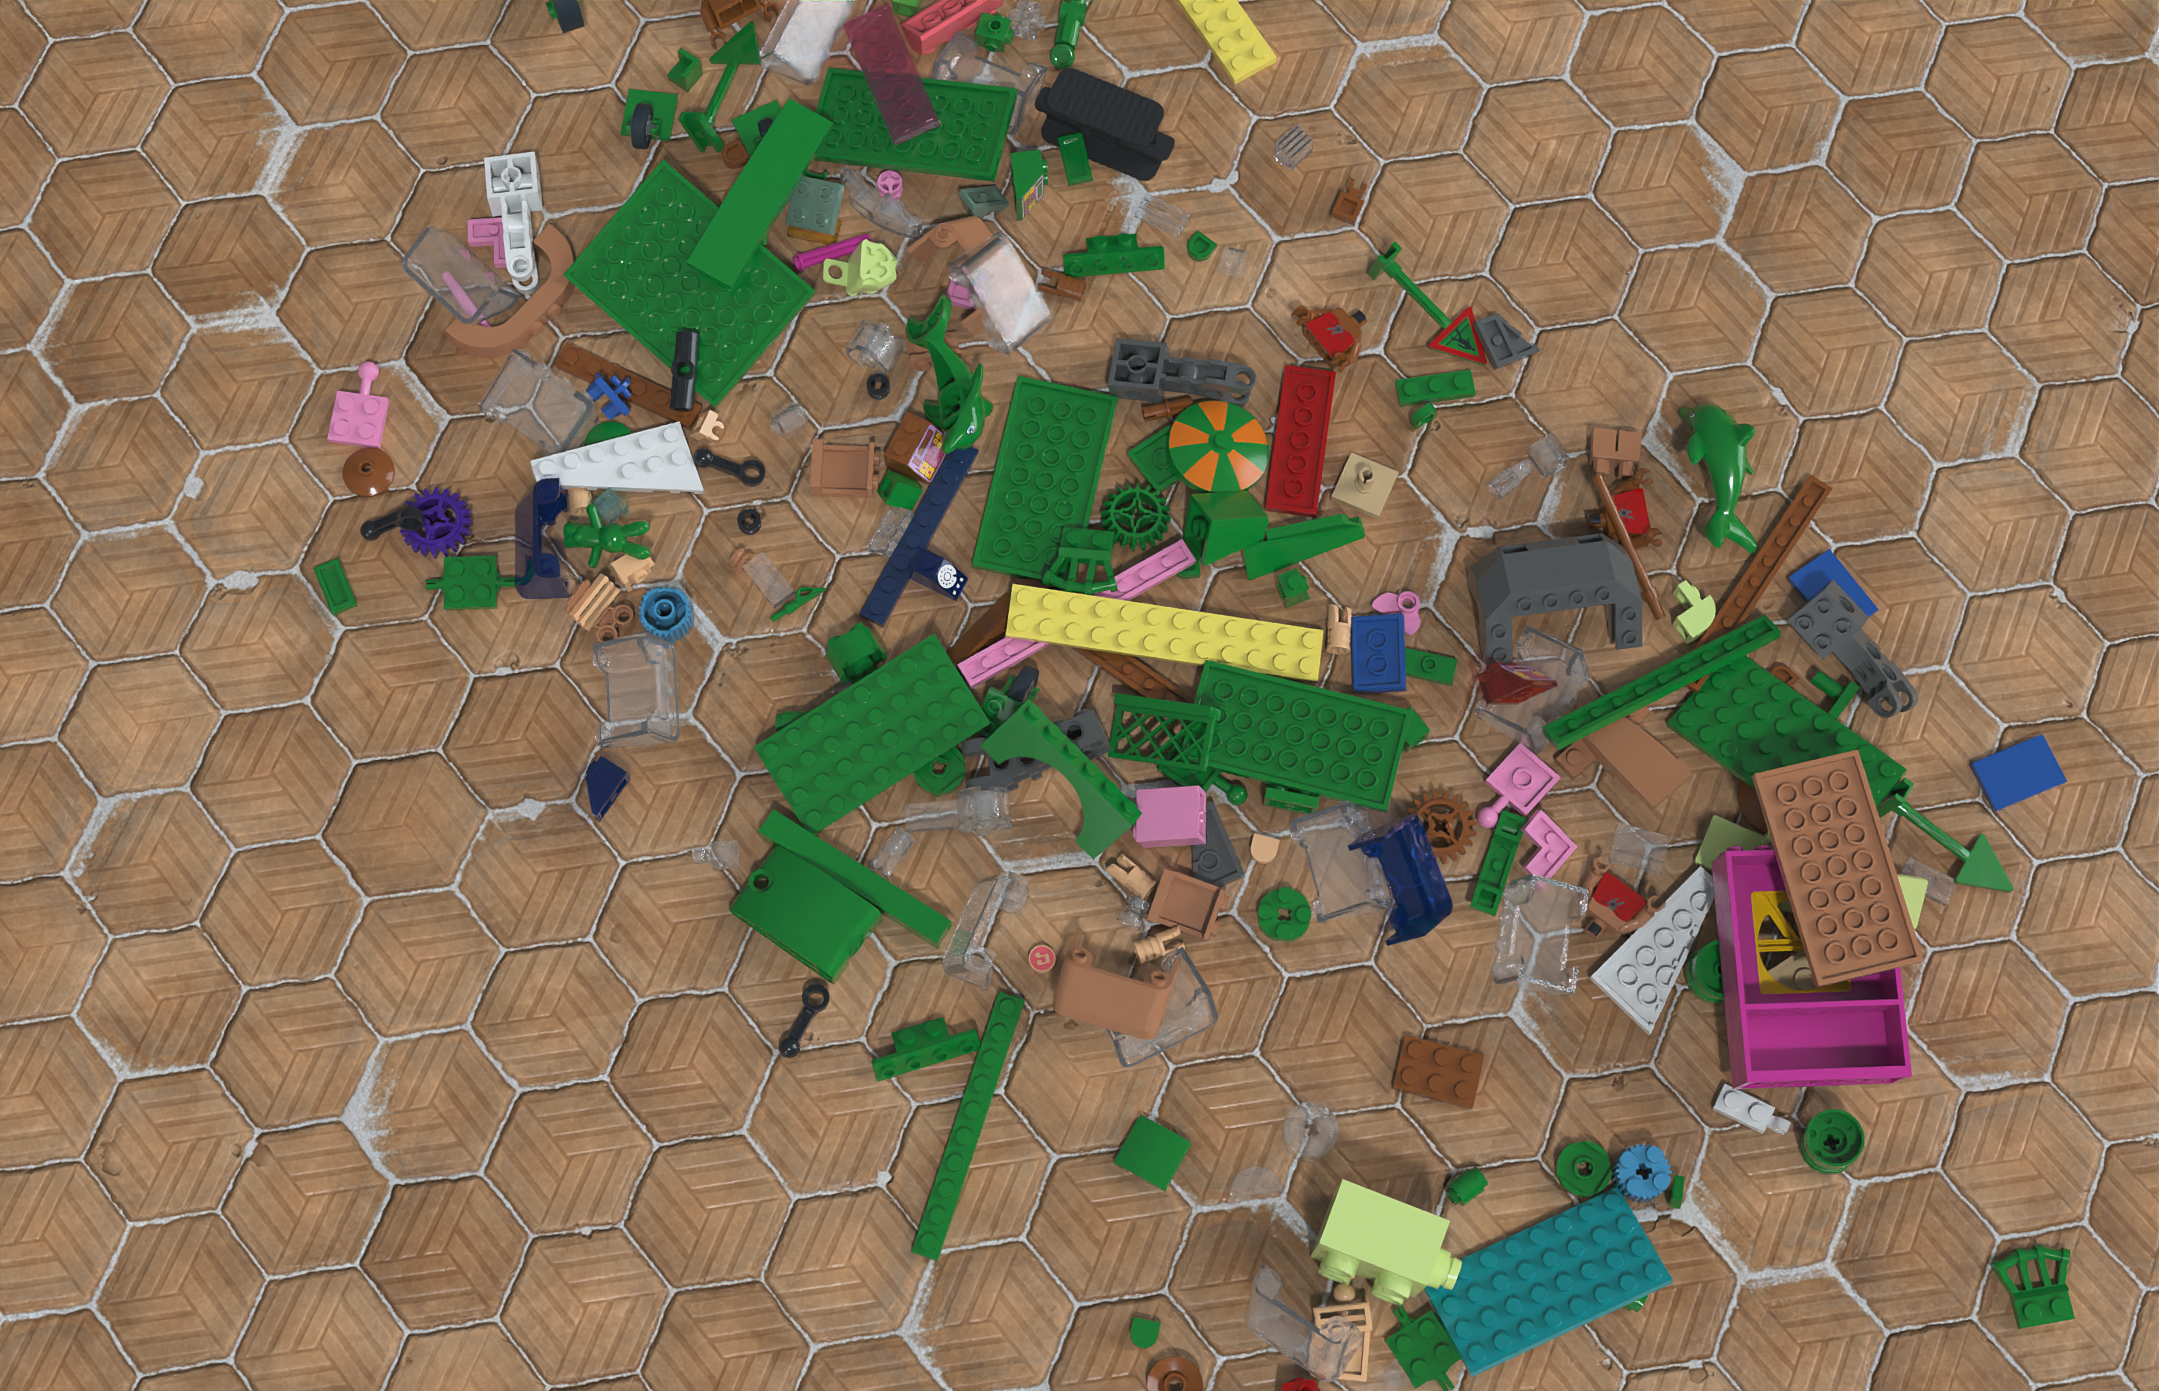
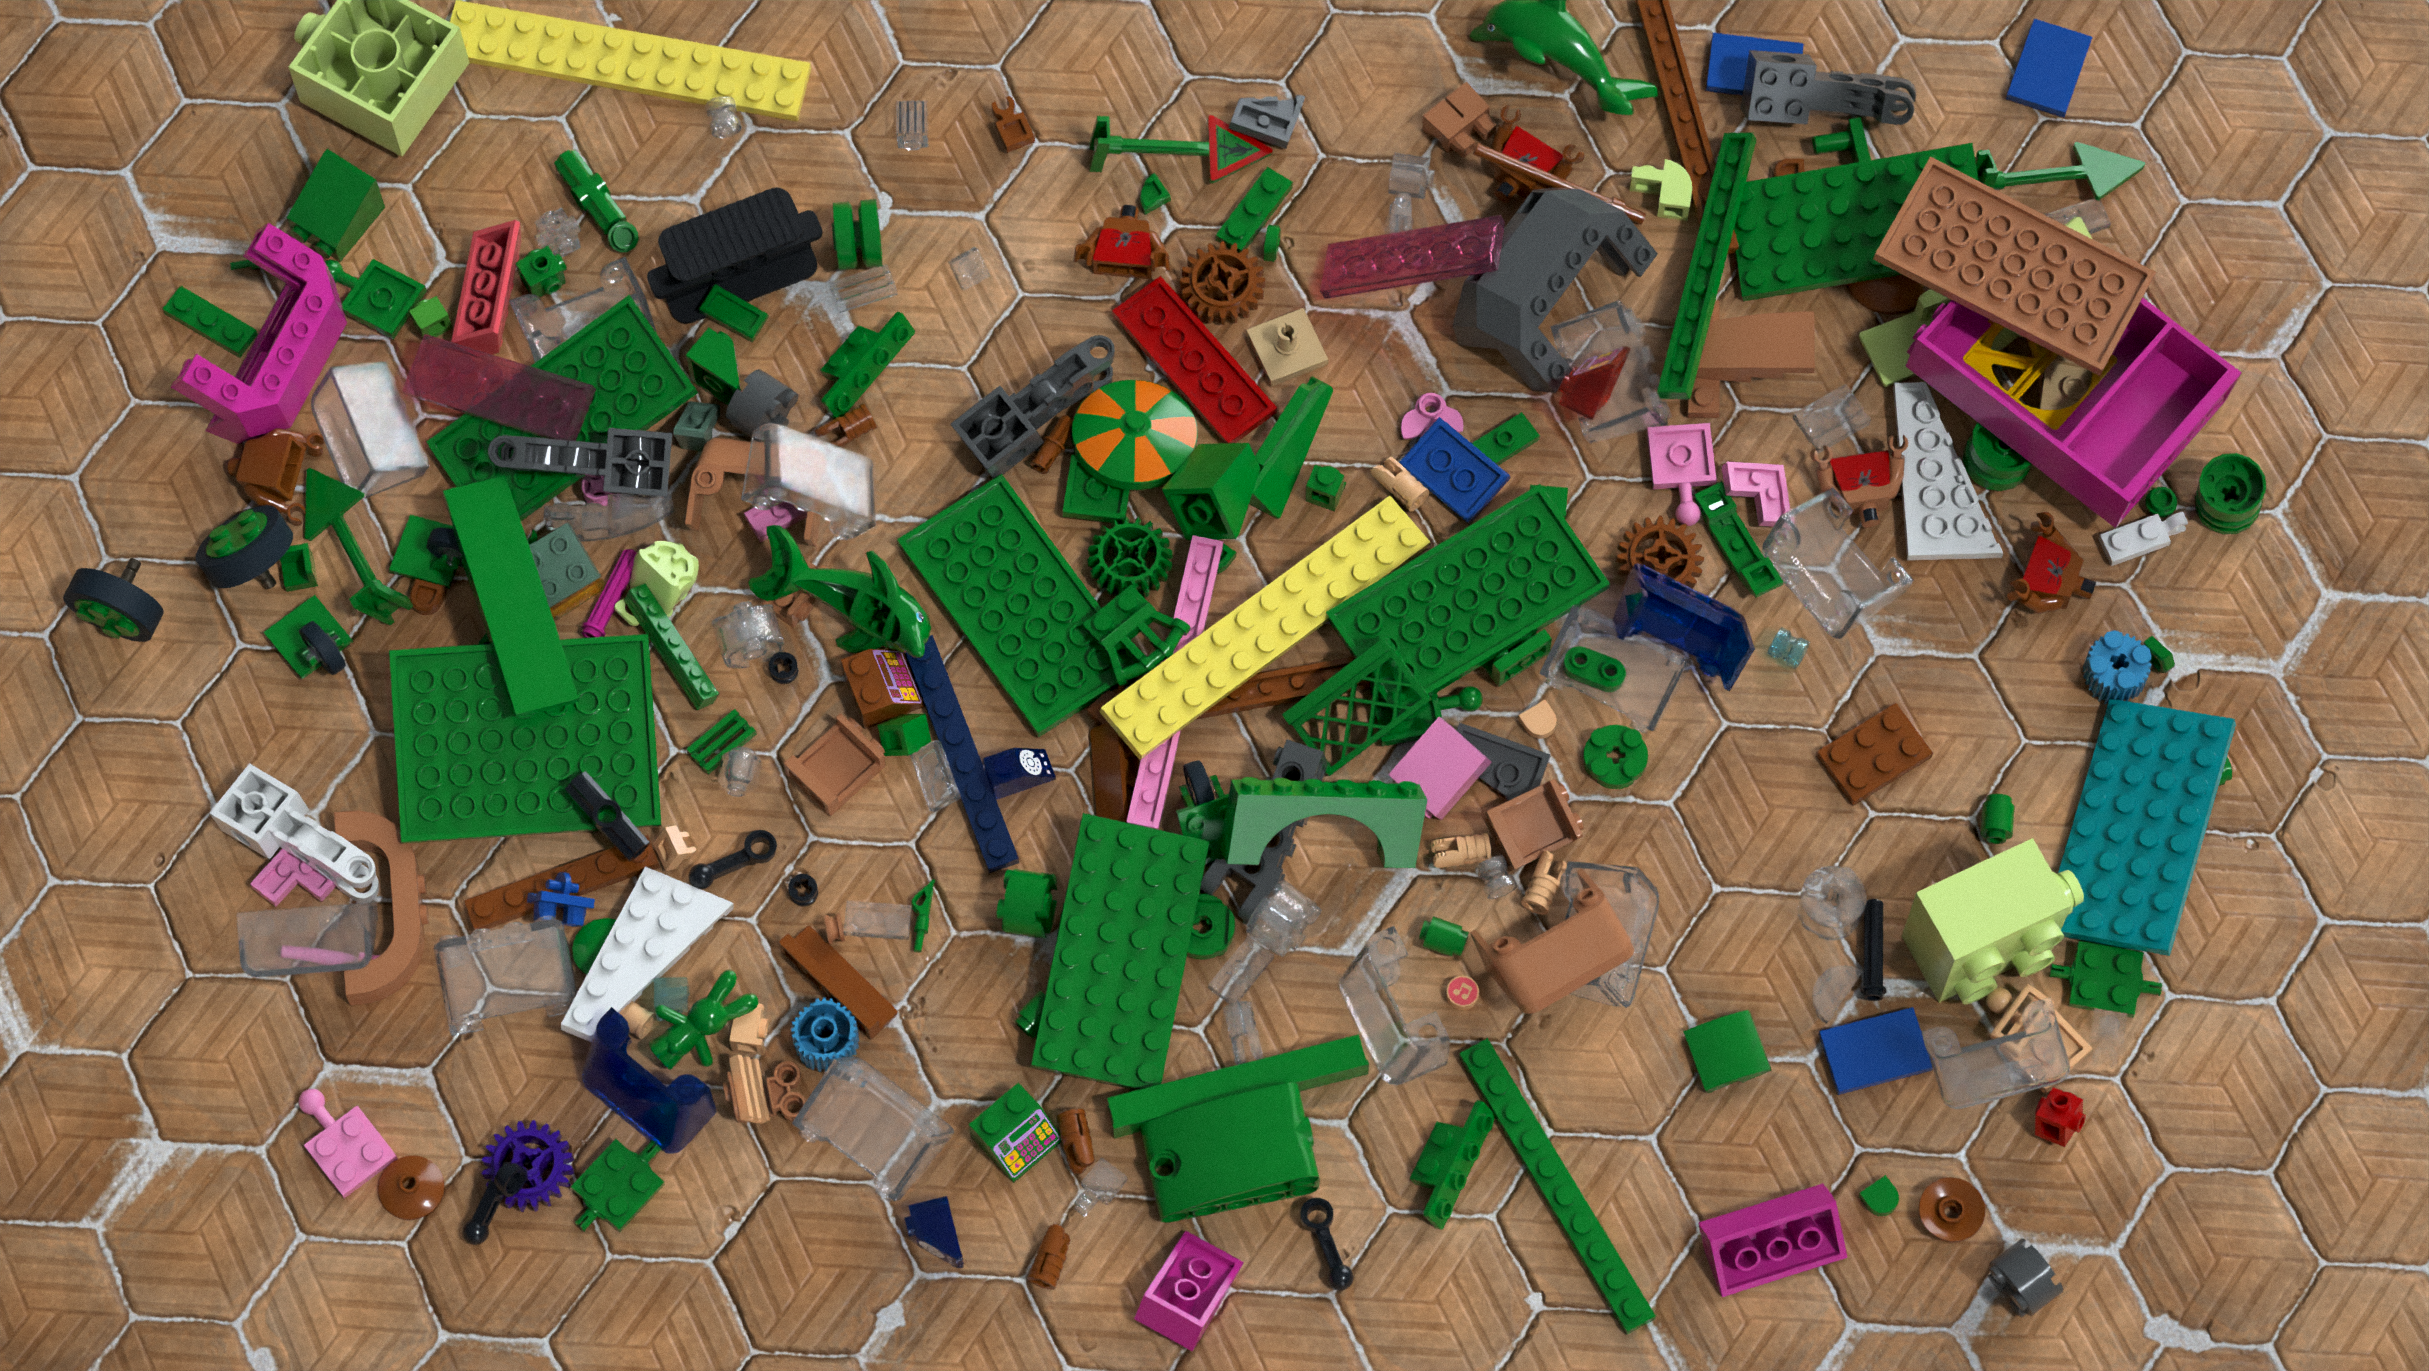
camera: 45 degrees left, 5 degrees down
(335, 587) = (498, 1311): green tile -> none
(647, 866) = (1050, 1258): none -> dark orange hinge
(663, 30) = (245, 548): none -> black wheel
(699, 964) = (1188, 1290): none -> dark pink slope
(706, 776) = (1015, 1132): none -> green slope
(710, 592) = (838, 980): none -> dark orange panel
(735, 815) = (1076, 1139): none -> dark orange hinge
(798, 384) = (715, 731): none -> green tile
(829, 312) = (671, 646): none -> green piece
(910, 179) = (629, 461): none -> dark grey brick
(1027, 224) = (760, 403): none -> dark grey brick
(1052, 1289) = (1773, 1239): none -> dark pink slope
(1065, 915) = (1444, 937): none -> green brick
(1188, 179) = (857, 234): none -> green wheel
(1192, 41) = (723, 117): none -> clear wheel
(1200, 247) = (925, 284): green tile -> none
(1237, 1242) = (1875, 1051): none -> blue tile
(1304, 1185) = (1873, 951): none -> black axle
(1326, 851) = (1593, 671): none -> green plate
(1374, 417) = (1219, 260): none -> dark orange gear
(1387, 321) = (1153, 194): none -> green tile
(1456, 957) = (1782, 643): none -> clear light blue wheel
(1489, 504) = (1413, 257): none -> clear pink plate
(1568, 1174) = (2078, 697): green plate -> none
(1666, 1075) = (2051, 571): none -> torso
(1786, 1103) = (2161, 502): none -> green plate

